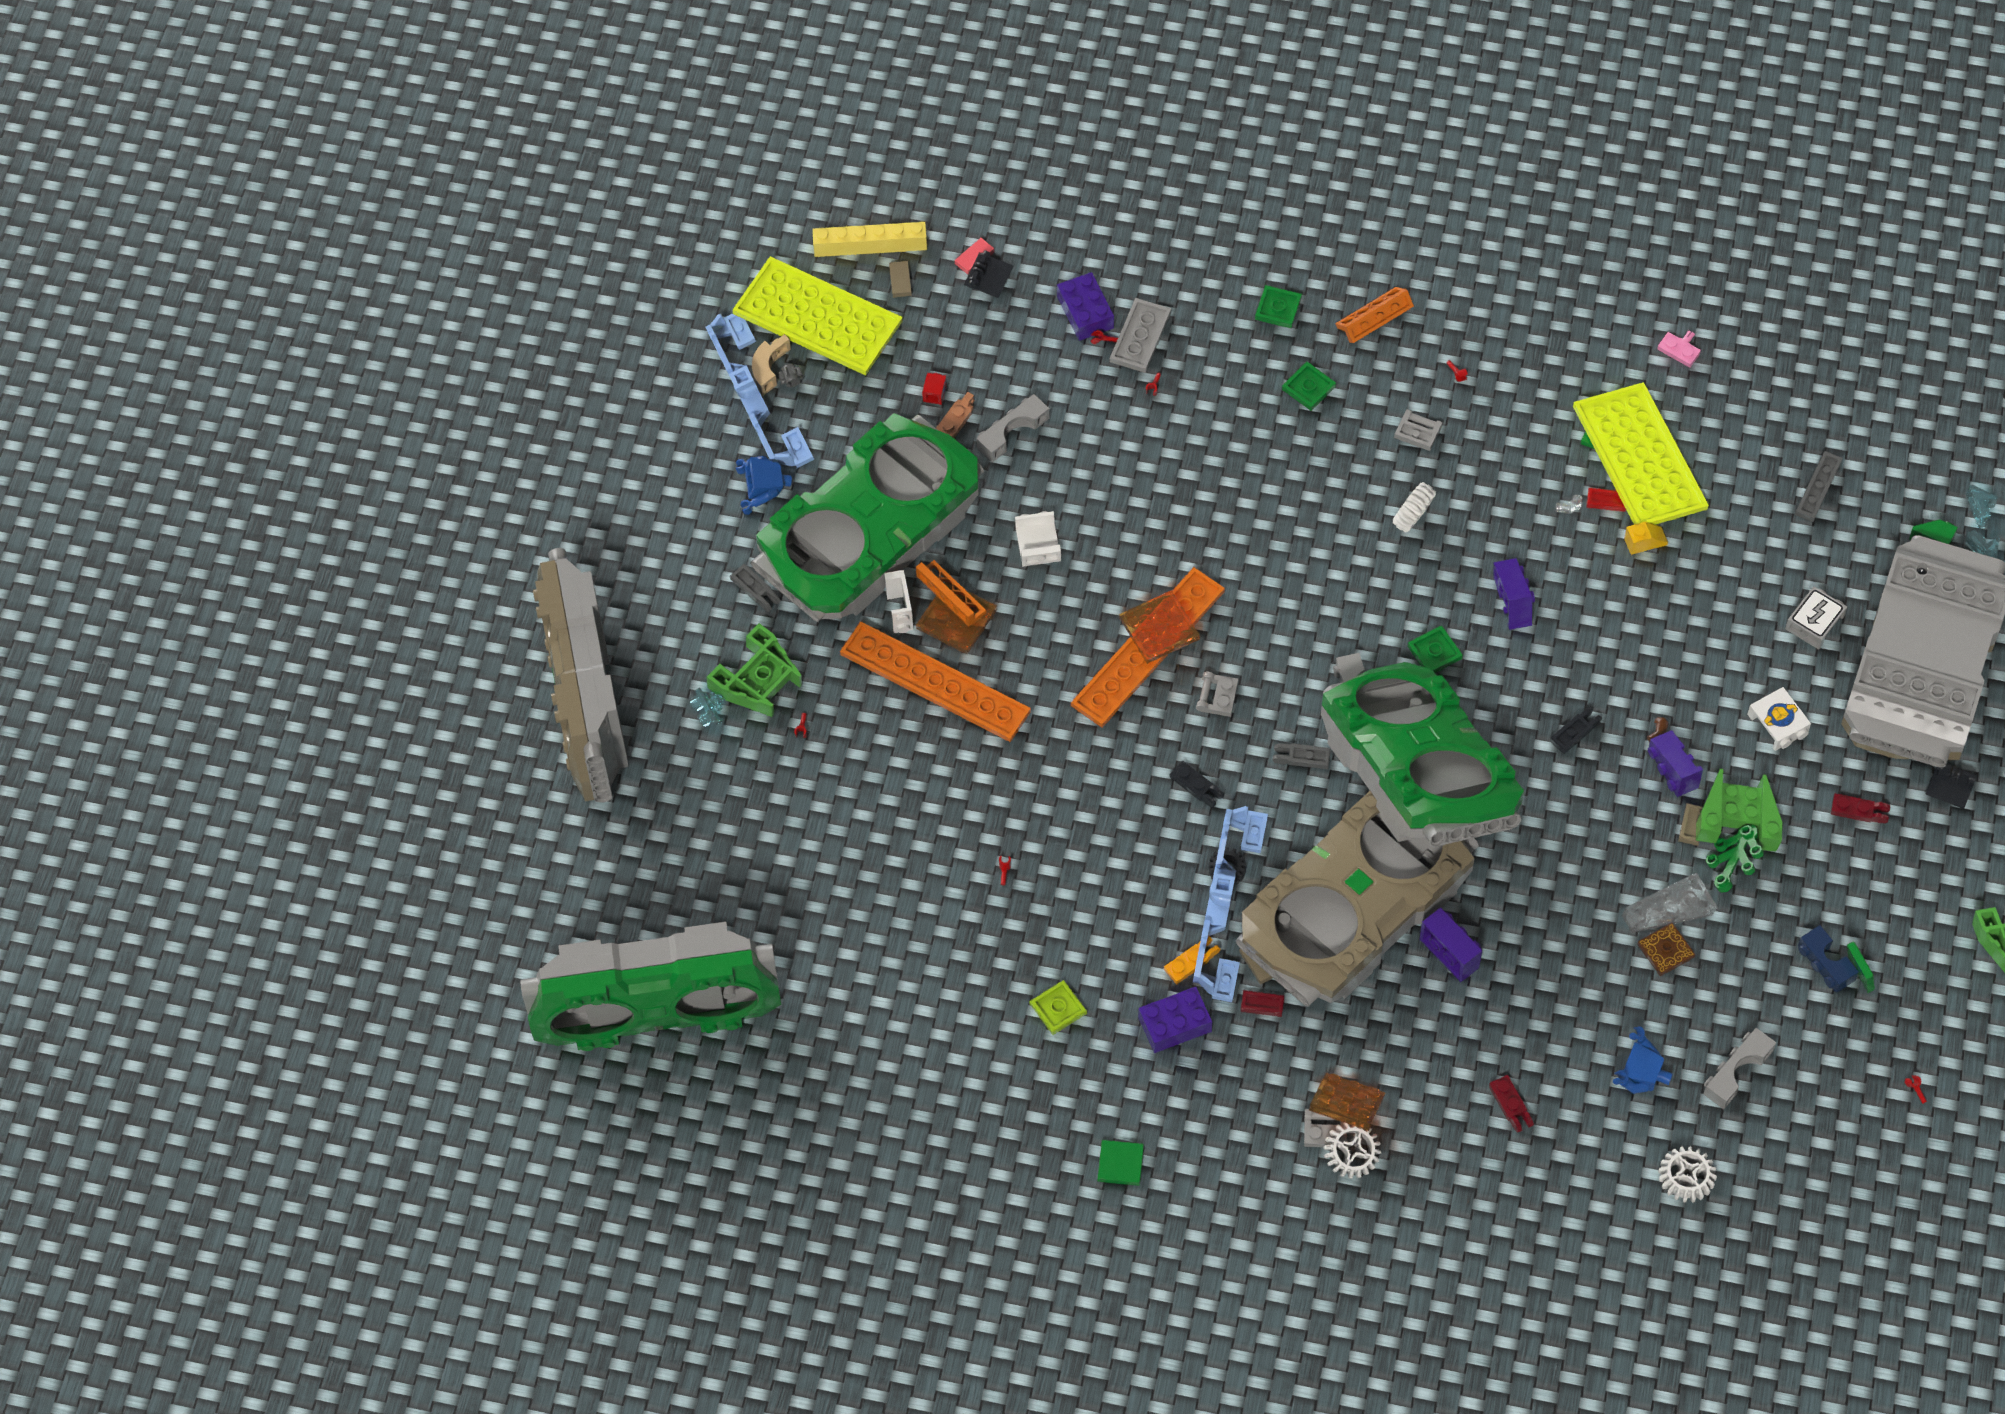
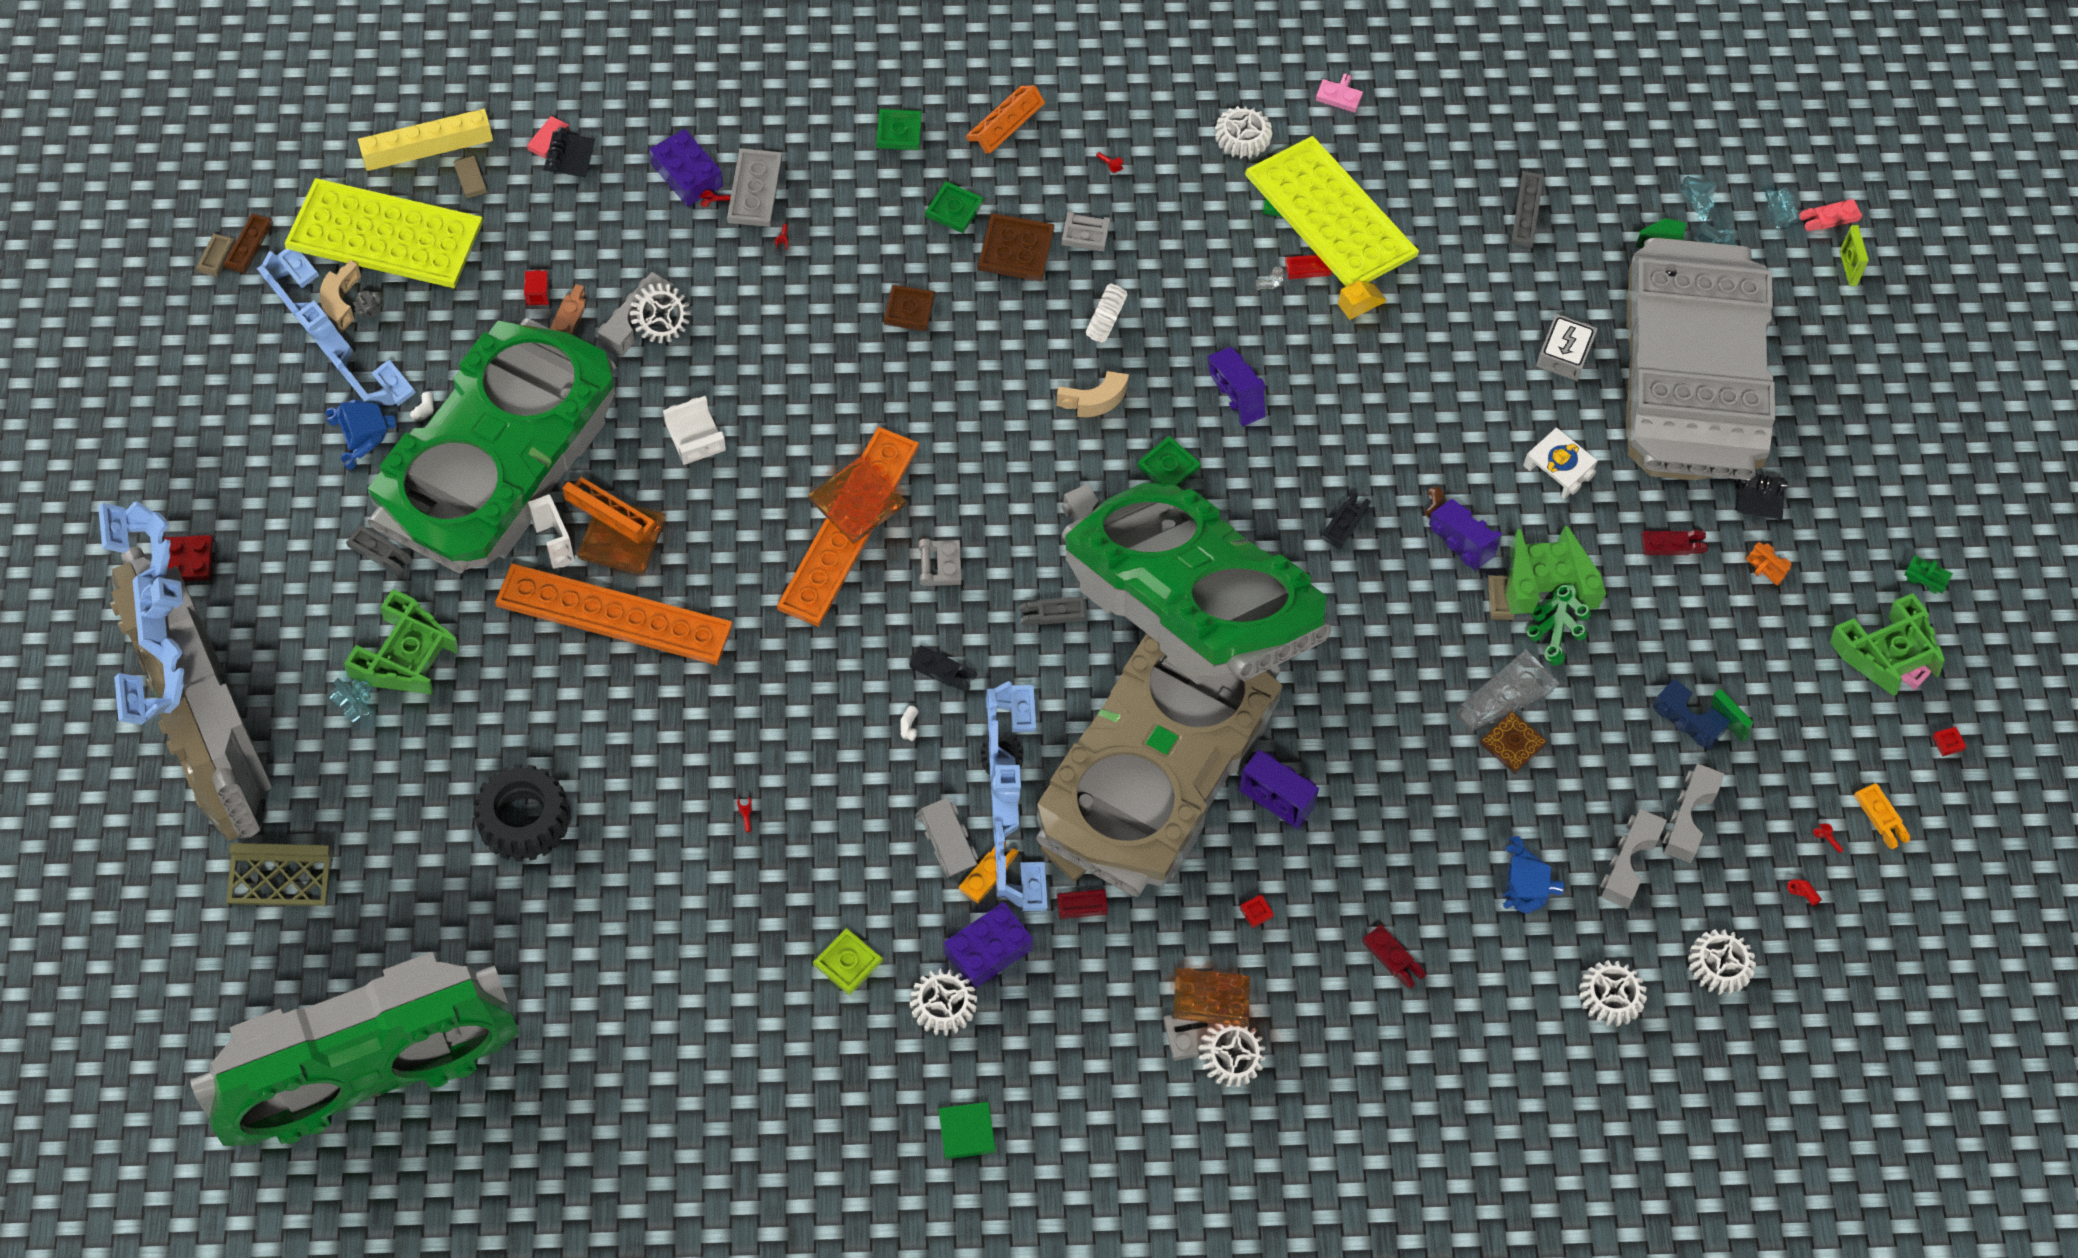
camera: 20 degrees left, 0 degrees up
(567, 597) = (153, 602): none -> light blue piece
(601, 561) = (191, 556): none -> red plate
(626, 821) = (279, 853): none -> olive fence
(674, 307) = (215, 255): none -> dark tan tile
(703, 302) = (248, 243): none -> reddish brown tile
(801, 727) = (469, 698): red hand -> none
(815, 807) = (516, 785): none -> black tyre
(817, 476) = (423, 410): none -> white arm
(1040, 427) = (675, 301): none -> white gear
(1110, 1061) = (925, 1011): none -> white gear
(1153, 830) = (906, 723): none -> white arm
(1164, 924) = (947, 837): none -> light grey wedge
(1247, 468) = (909, 308): none -> reddish brown plate
(1353, 432) = (1016, 247): none -> reddish brown plate
(1389, 581) = (1097, 400): none -> tan arch
(1405, 1041) = (1256, 911): none -> red plate
(1584, 373) = (1243, 132): none -> white gear
(1780, 1183) = (1703, 956): none -> white gear
(1817, 1023) = (1685, 837): none -> light grey arch
(1881, 1126) = (1804, 889): none -> red arm
(1937, 845) = (1768, 563): none -> orange hips
(1969, 1079) = (1882, 815): none -> light orange hinge

